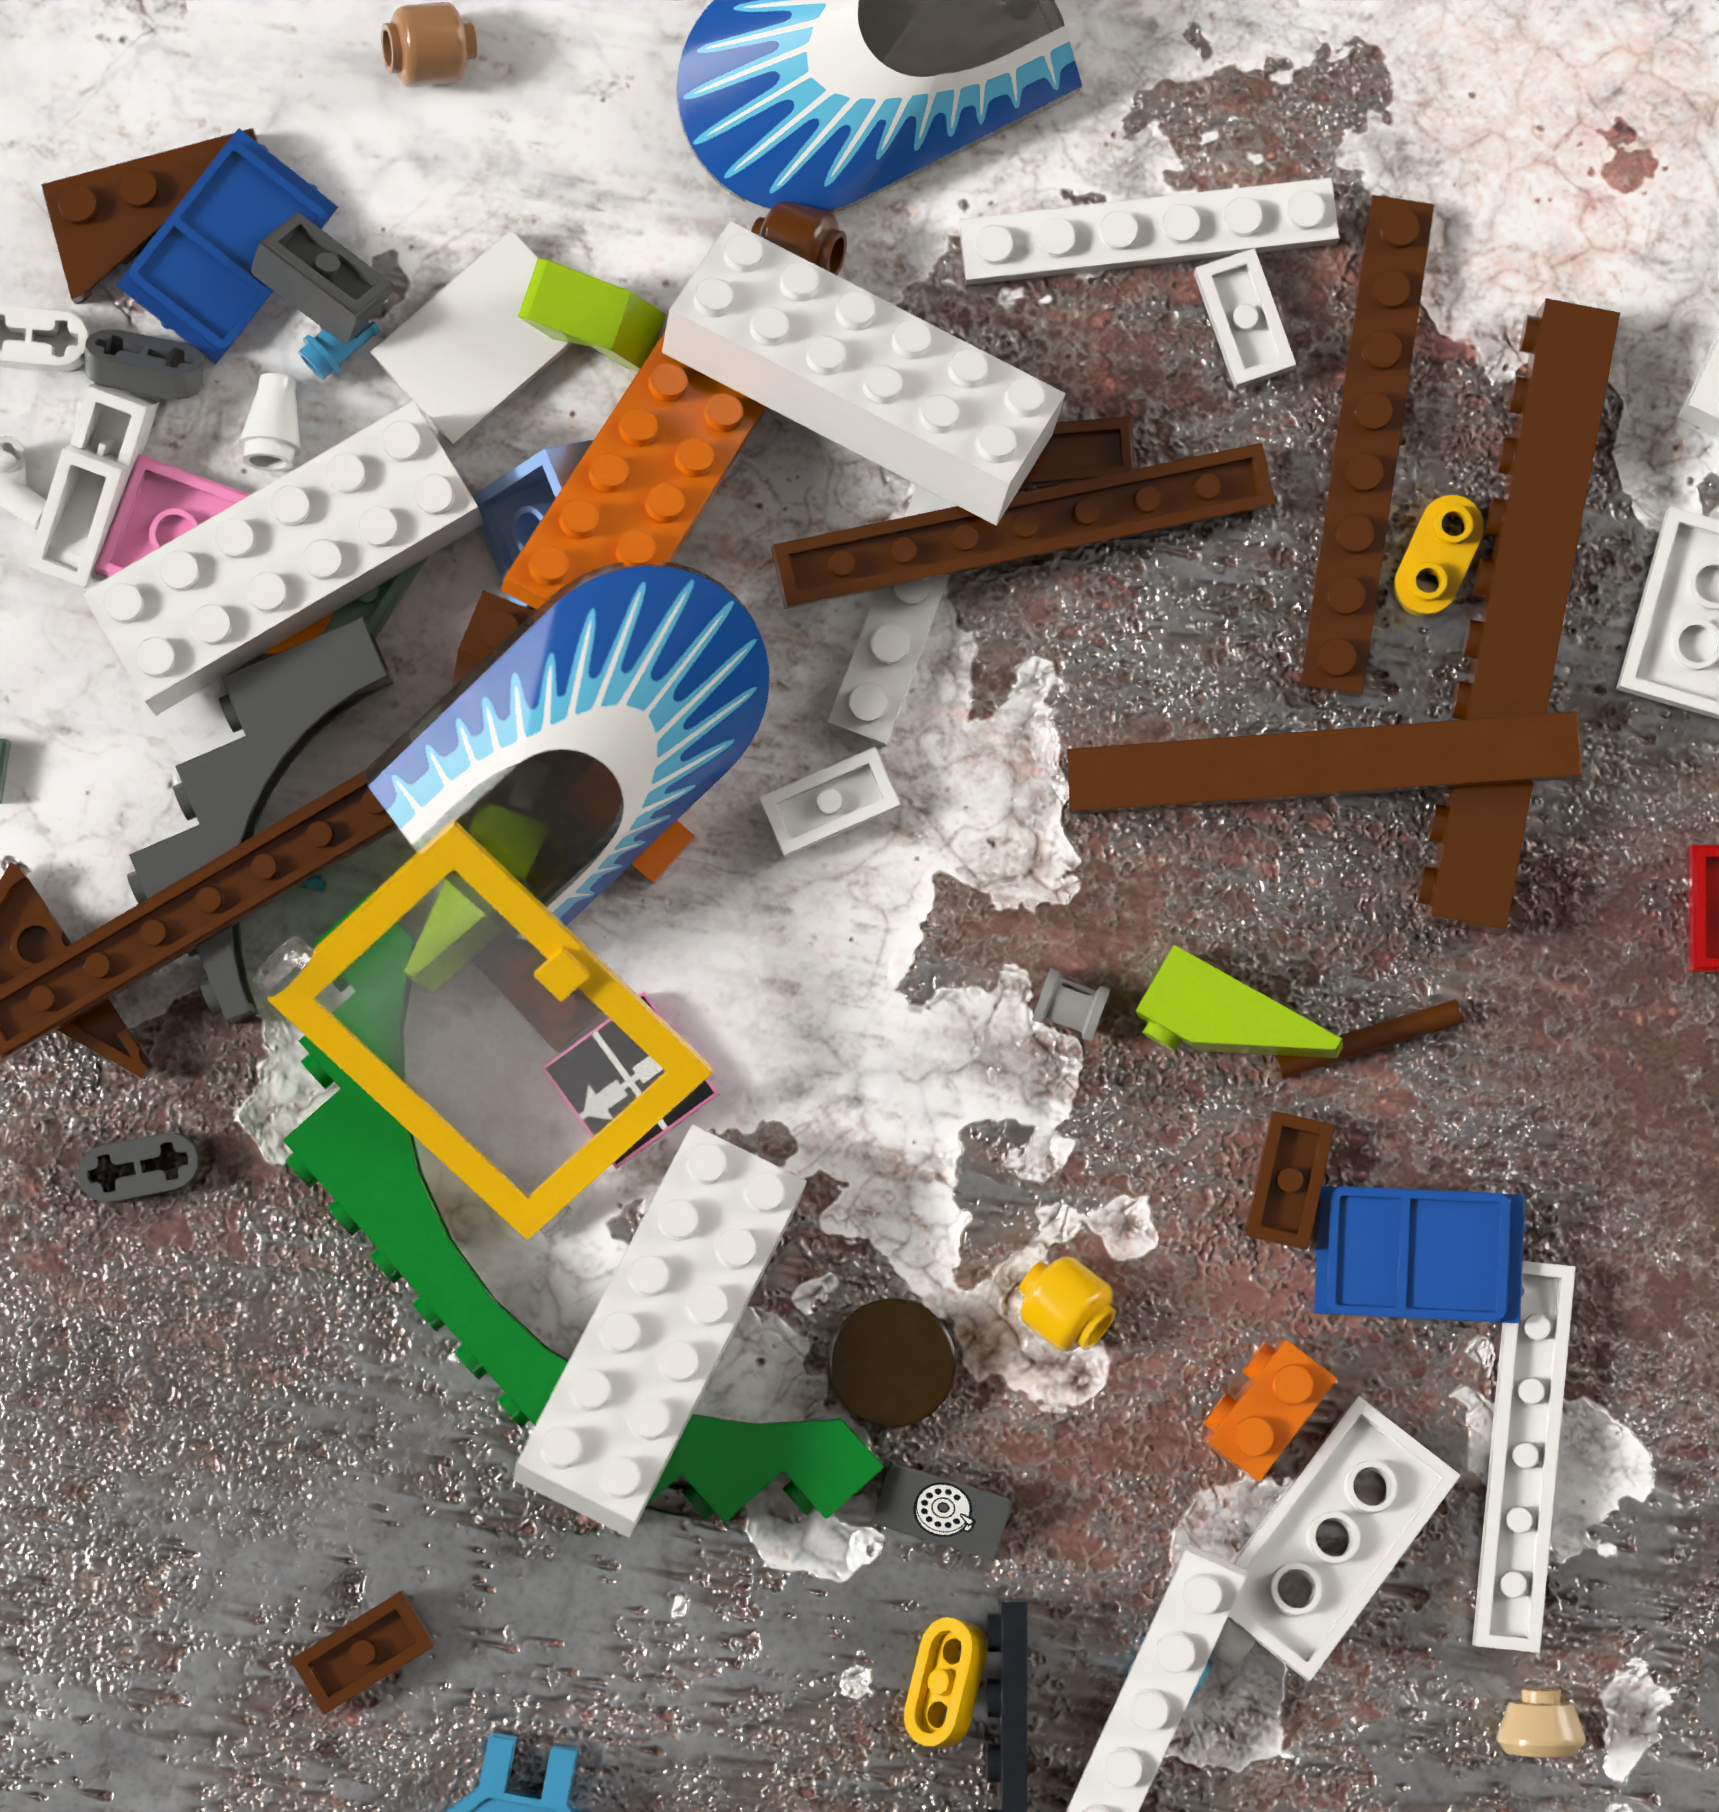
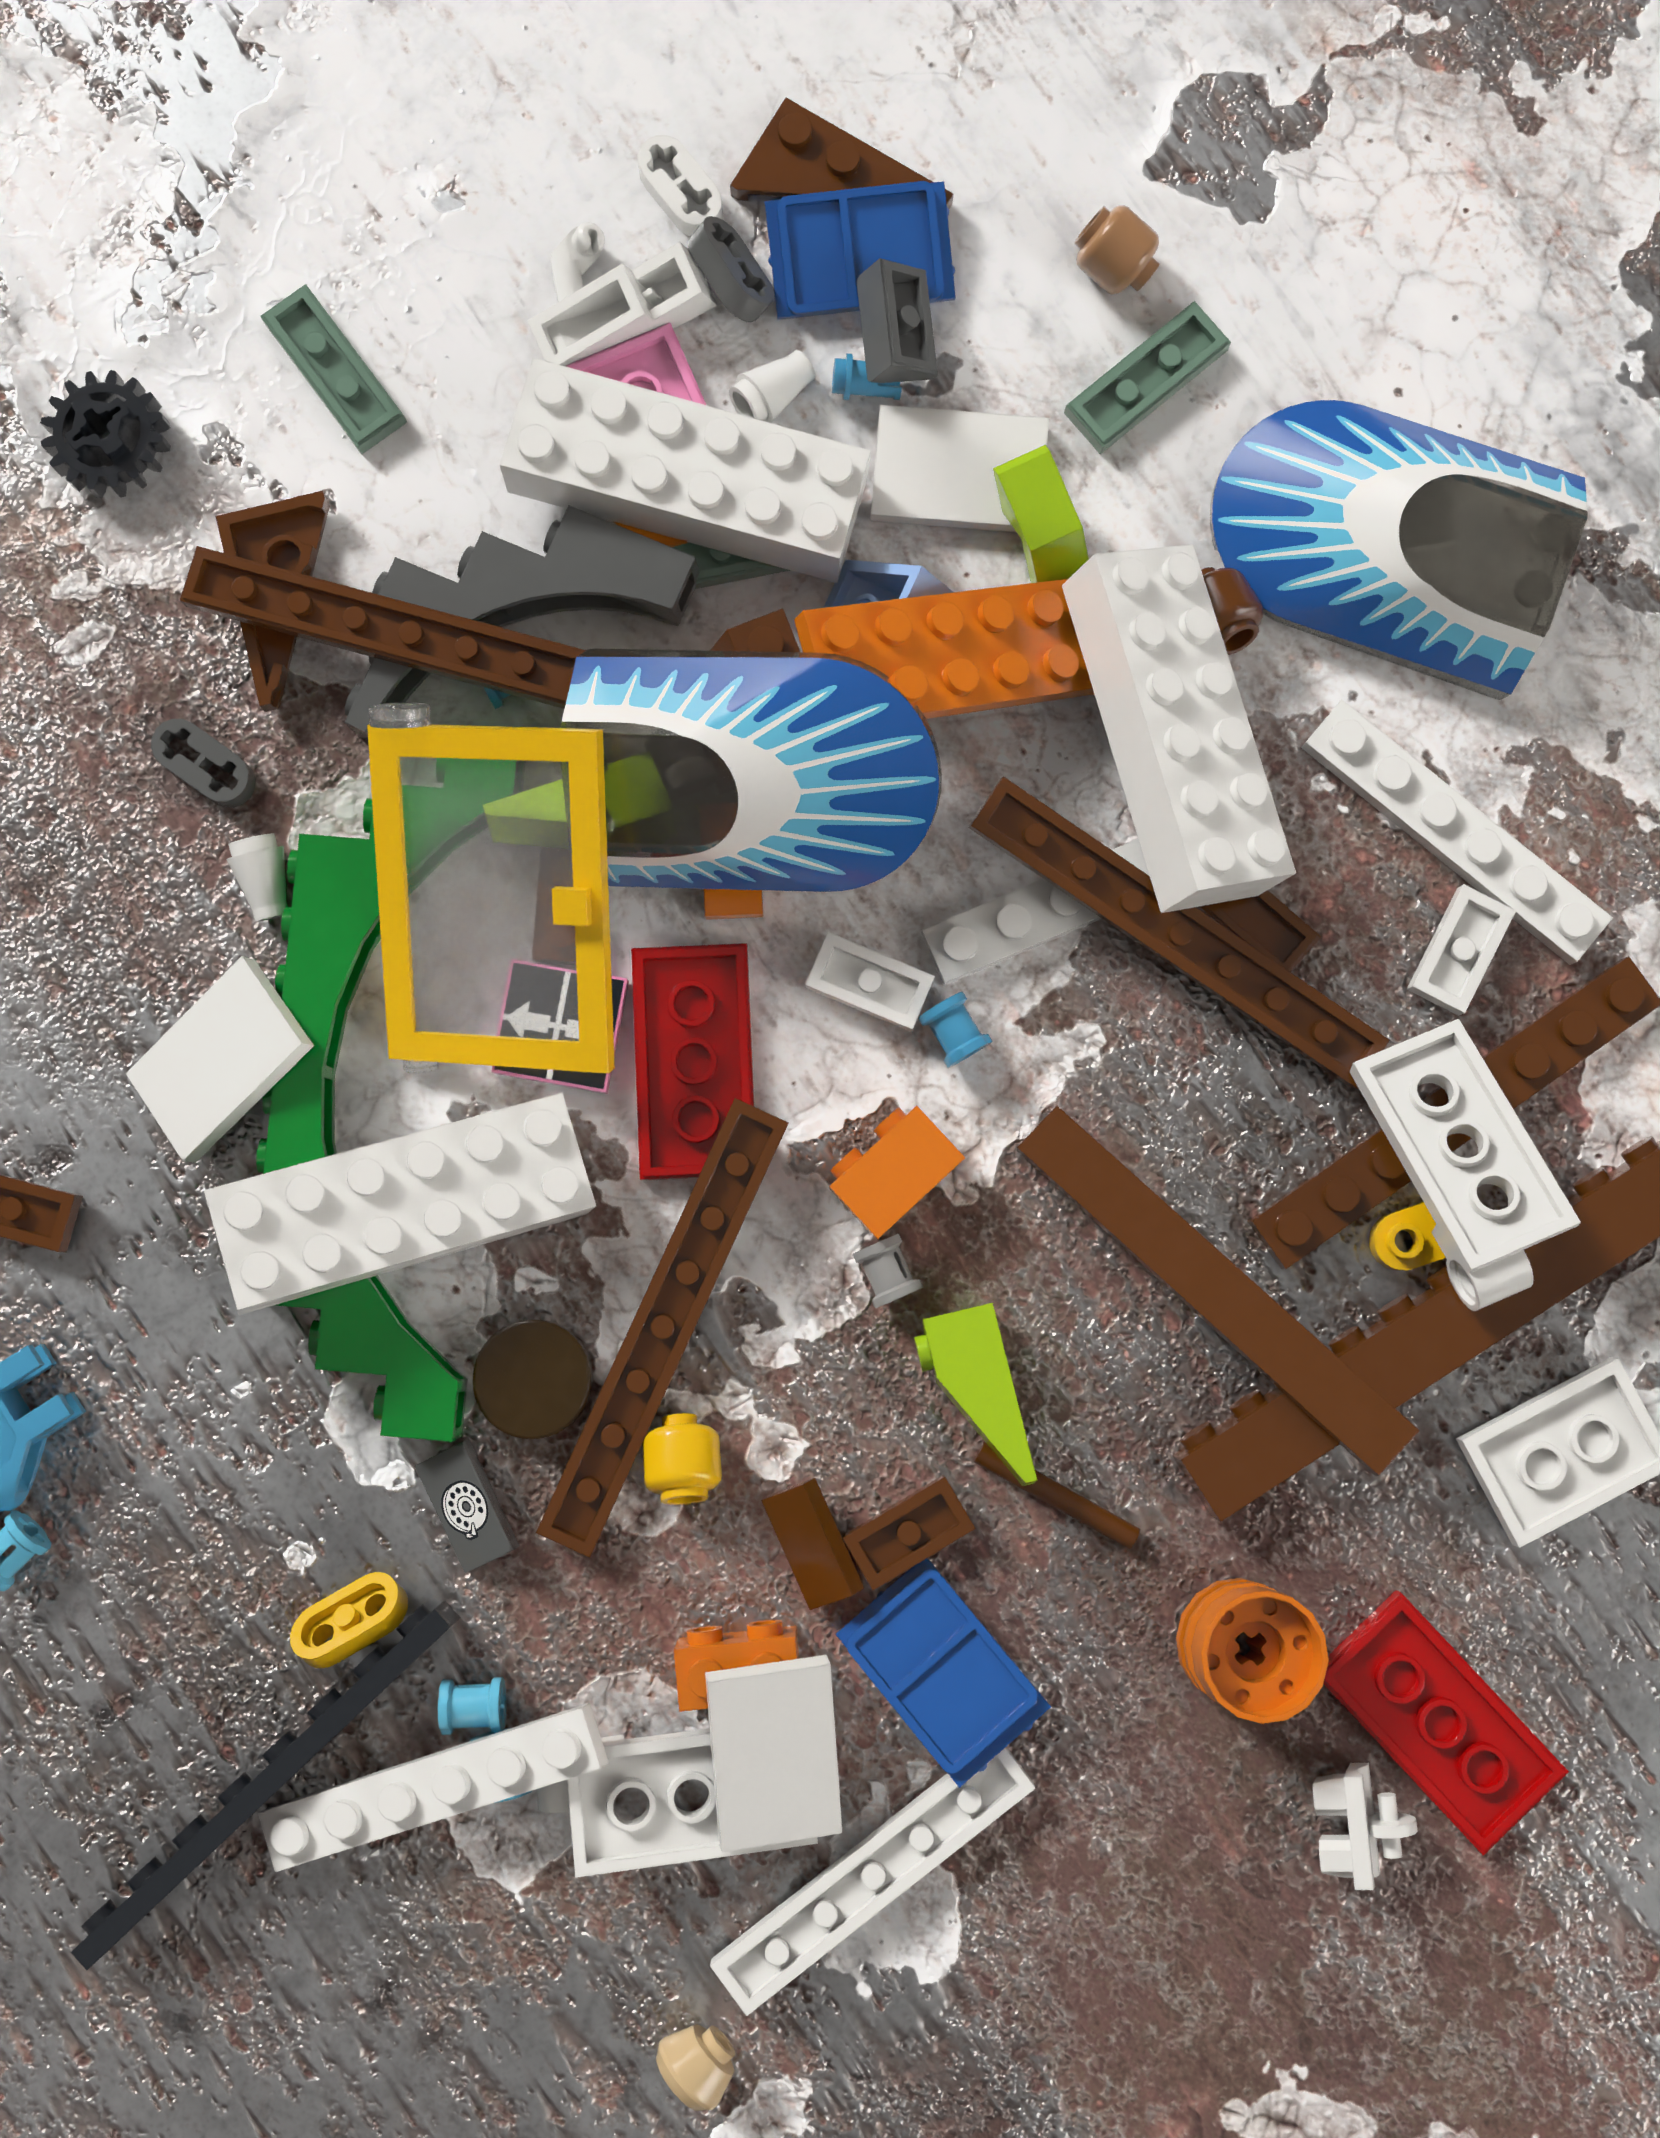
camera: 50 degrees right, 0 degrees up
(279, 1205) = (260, 874): none -> white cone
(403, 1373) = (219, 1059): none -> white tile
(552, 118) = (1147, 377): none -> sand green tile
(759, 1001) = (689, 1051): none -> red tile
(931, 771) = (955, 1029): none -> dark azure bush
(948, 1220) = (662, 1328): none -> reddish brown plate
(999, 924) = (895, 1170): none -> orange brick
(1103, 1648) = (472, 1706): none -> medium azure bush
(1227, 1263) = (812, 1544): none -> reddish brown tile
(1359, 1437) = (774, 1752): none -> white tile
(1476, 529) = (1479, 1243): none -> white hinge
(1648, 974) = (1284, 1656): none -> orange wheel

